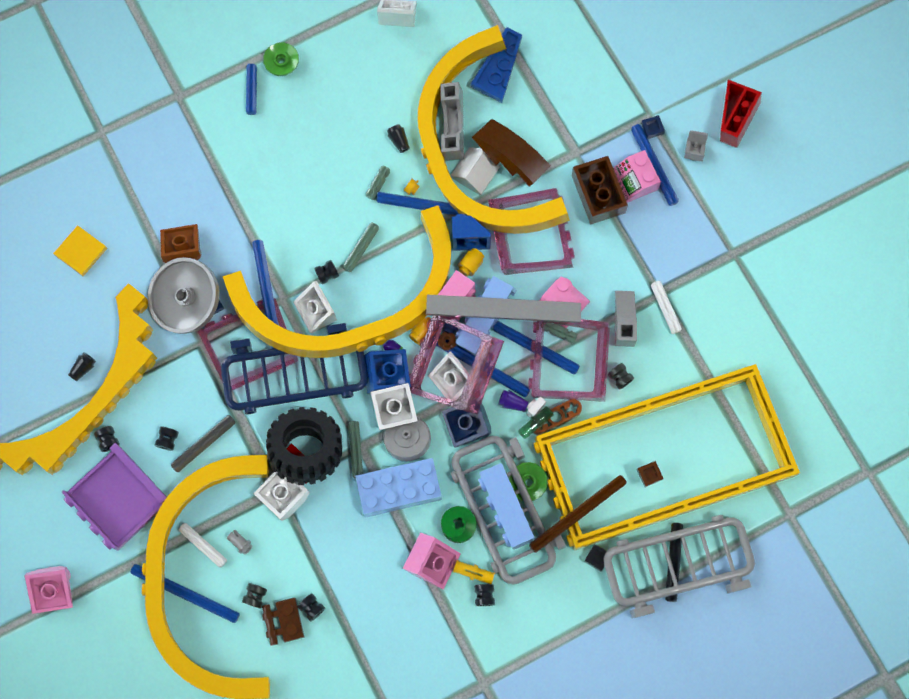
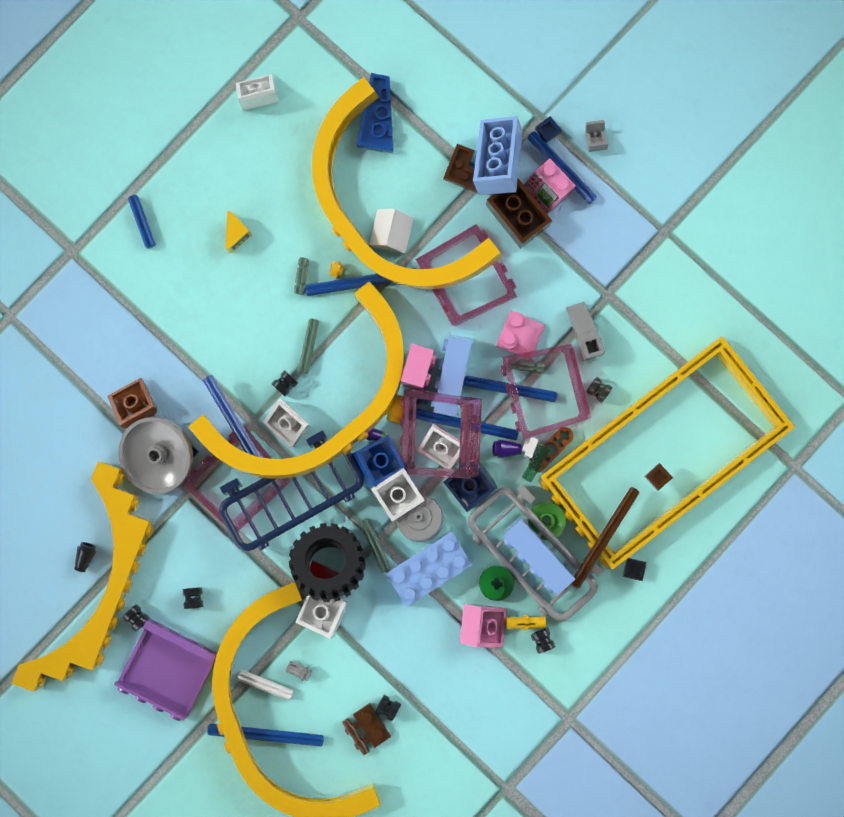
camera: 20 degrees left, 10 degrees up
(49, 589) = (138, 777): bright pink slope -> none
(80, 250) = (37, 443): yellow tile -> none
(203, 443) = (229, 589): dark grey axle -> none
(250, 599) = (331, 715): pearl dark grey wheel -> none
(279, 52) = (156, 173): bright green dish -> none
(332, 125) = (235, 233): none -> yellow slope
(398, 137) = (305, 224): black cone -> none
(447, 336) = (425, 418): reddish brown plate -> none
(453, 136) = (357, 201): light grey arch -> none
(469, 234) = (408, 300): blue slope -> none
(470, 262) = (419, 326): yellow brick -> none
(503, 308) = (469, 366): light grey tile -> none
(511, 150) = (421, 202): reddish brown slope -> none
(557, 137) = (458, 170): none -> reddish brown plate
(596, 132) = (498, 156): none -> light blue brick
(639, 601) = (768, 551): light grey bar -> none
(666, 307) = (619, 307): white axle -> none
(675, 556) = (704, 548): black axle -> none
(738, 112) = (625, 85): red wedge -> none

